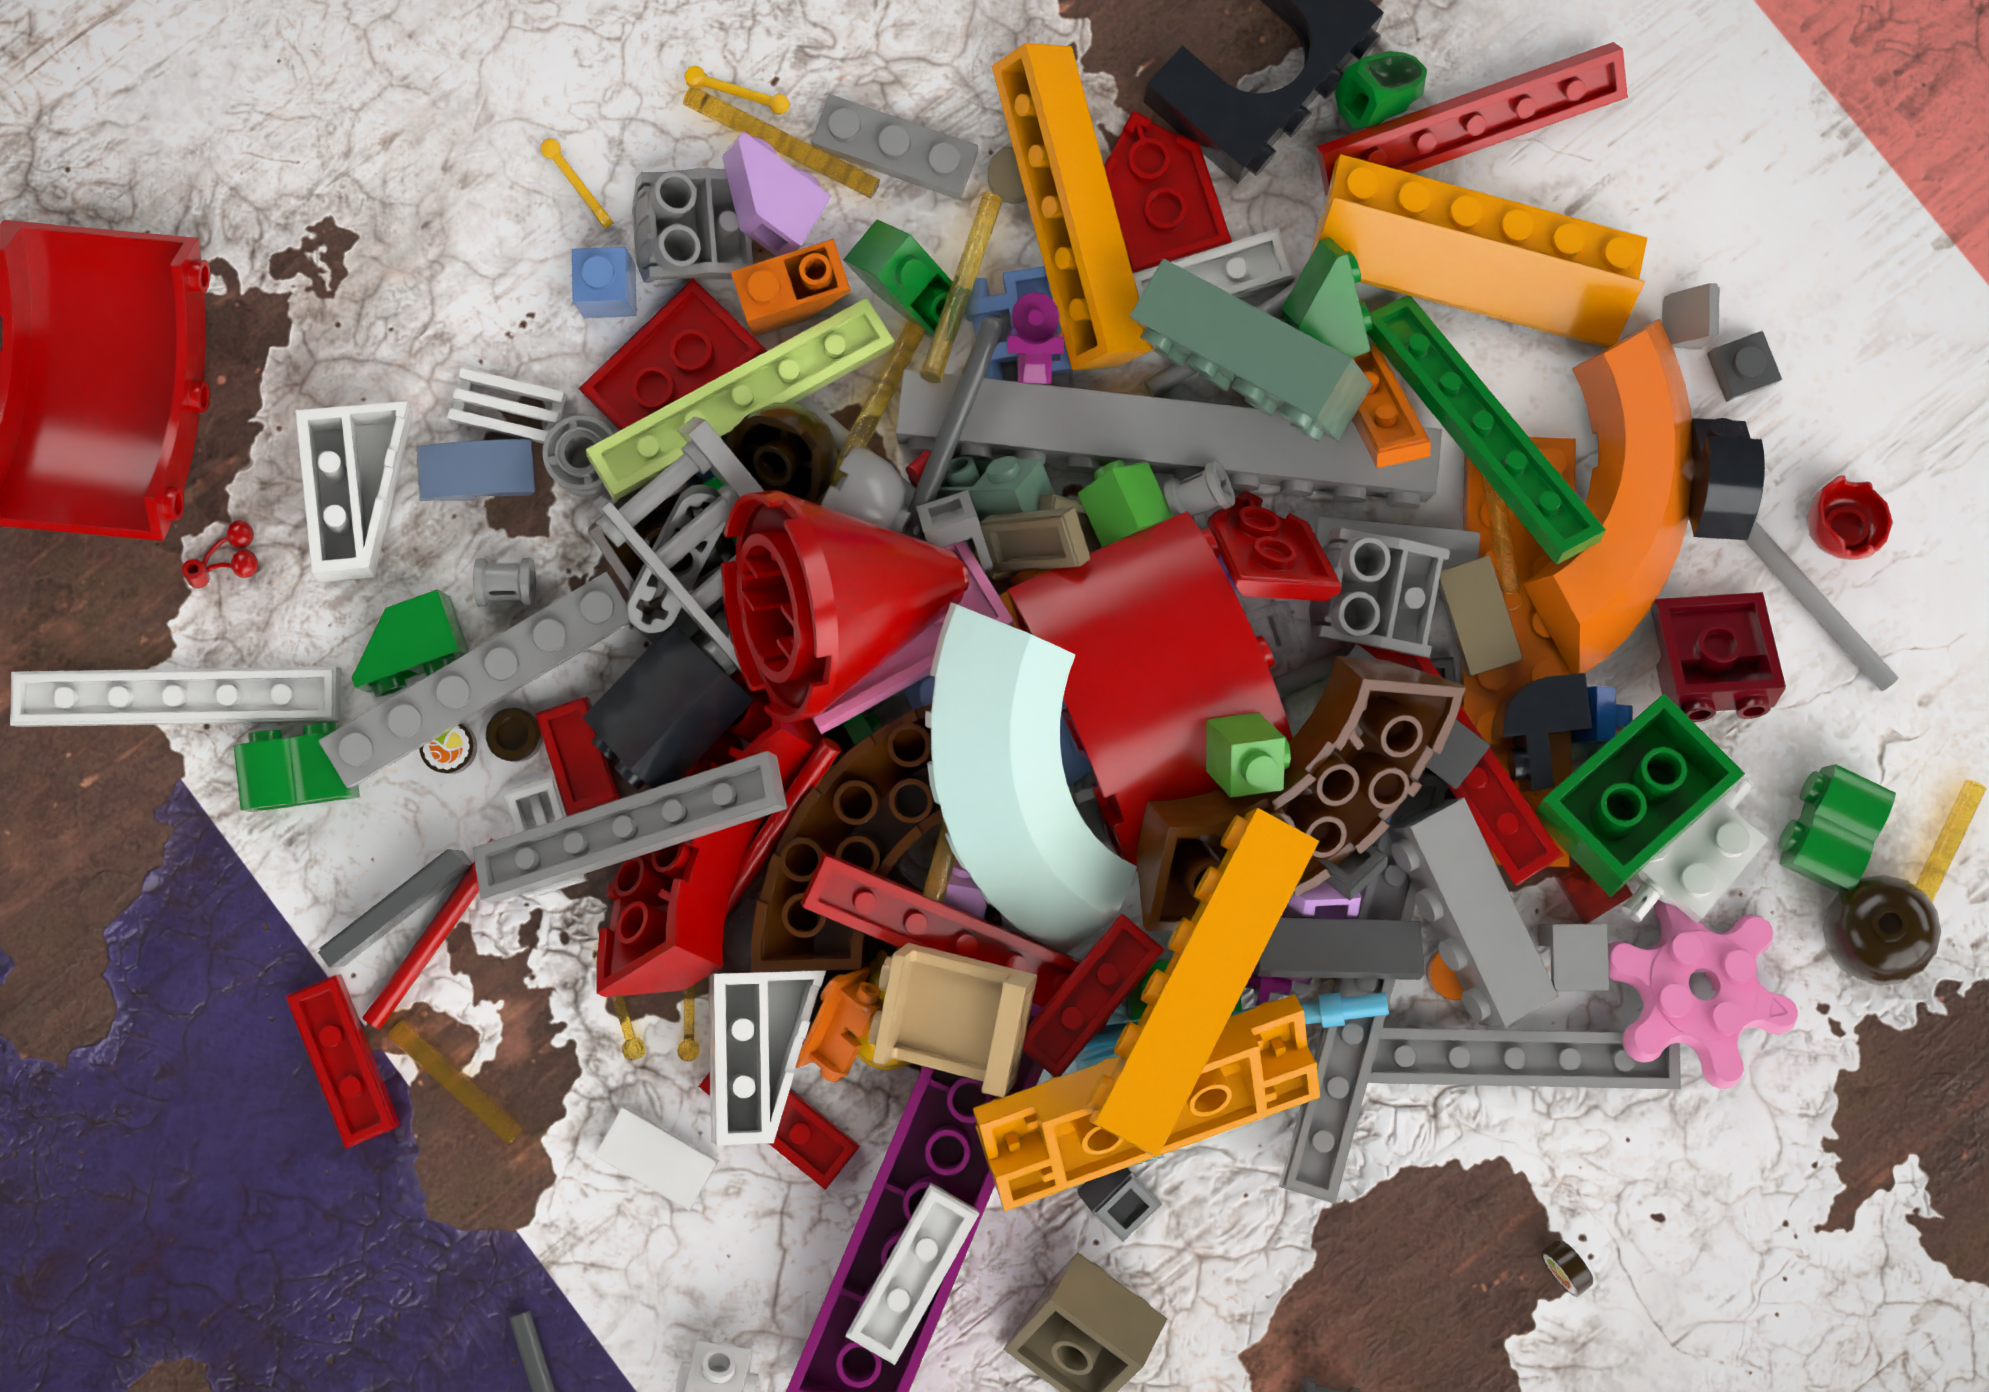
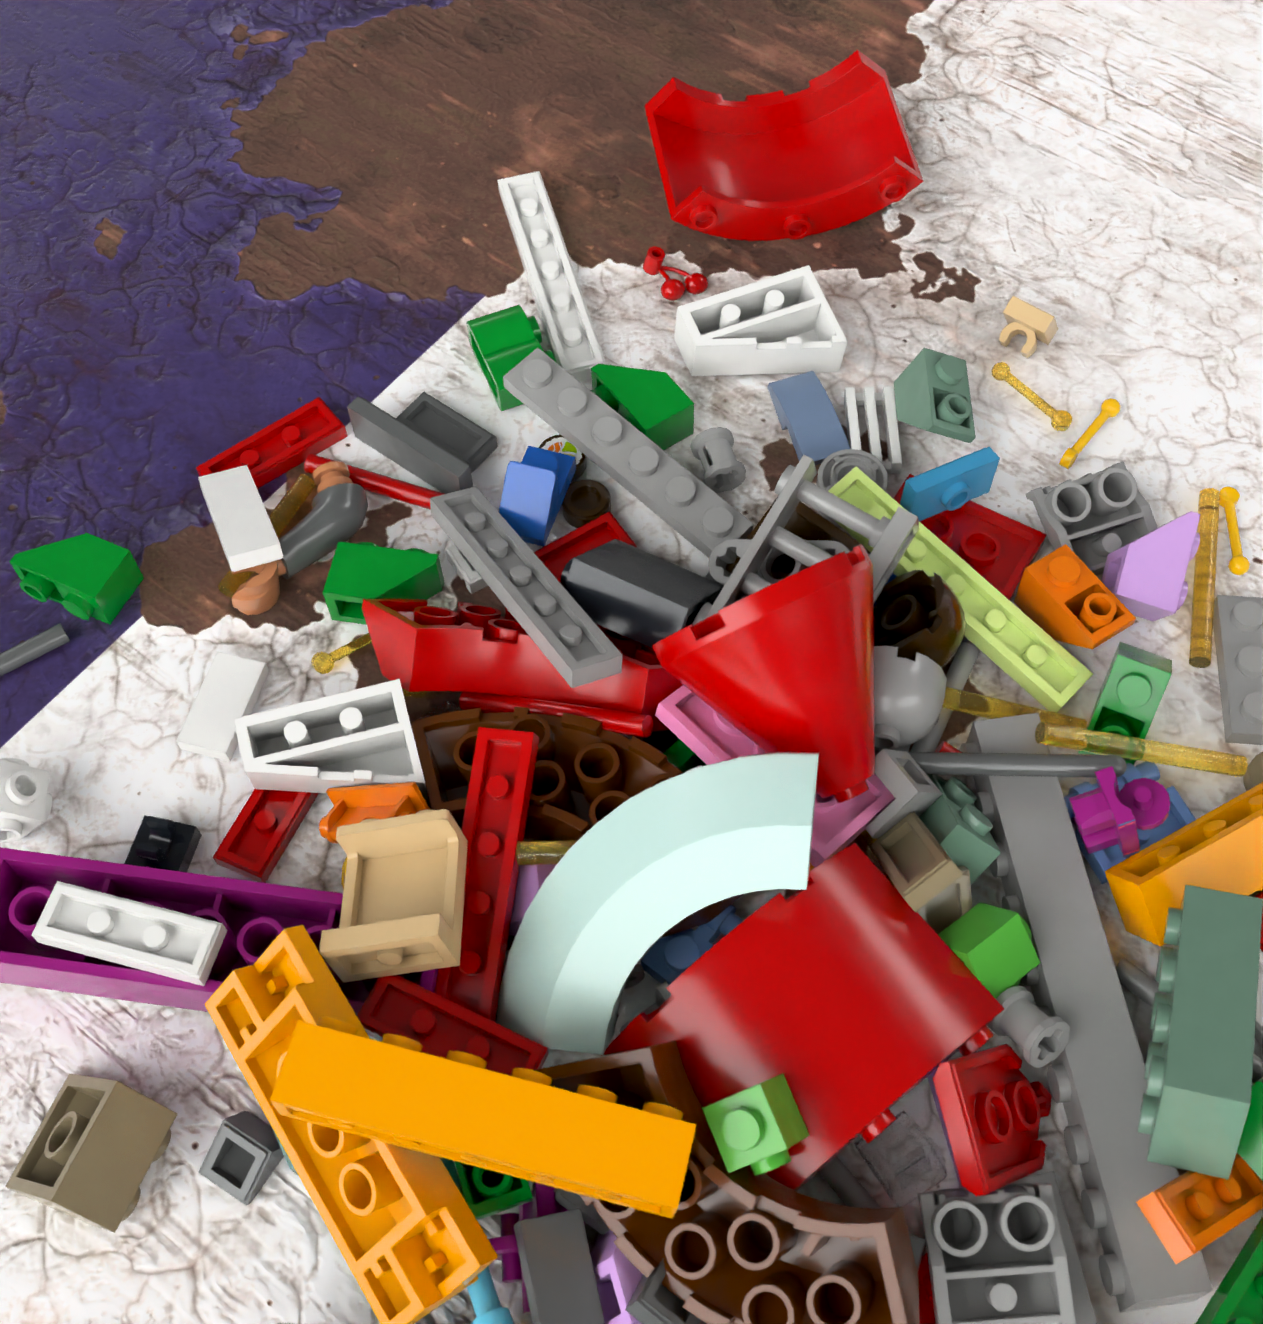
camera: 80 degrees right, 25 degrees down
(375, 866) = (449, 430): none -> dark grey tile
(420, 191) = (1028, 321): none -> tan tile
(449, 1107) = (240, 518): none -> white tile
(456, 1288) = (81, 574): none -> green slope
(471, 1011) = (335, 517): none -> dark grey piece
(498, 785) = (535, 492): none -> blue slope
(506, 332) = (936, 395): none -> sand green slope
(549, 205) = (1060, 420): none -> clear yellow hinge
(560, 976) = (378, 573): none -> green slope
(604, 282) = (1021, 463): medium blue brick -> none
(622, 359) = (950, 484): none -> dark azure plate
(802, 1238) = (164, 844): none -> black tile

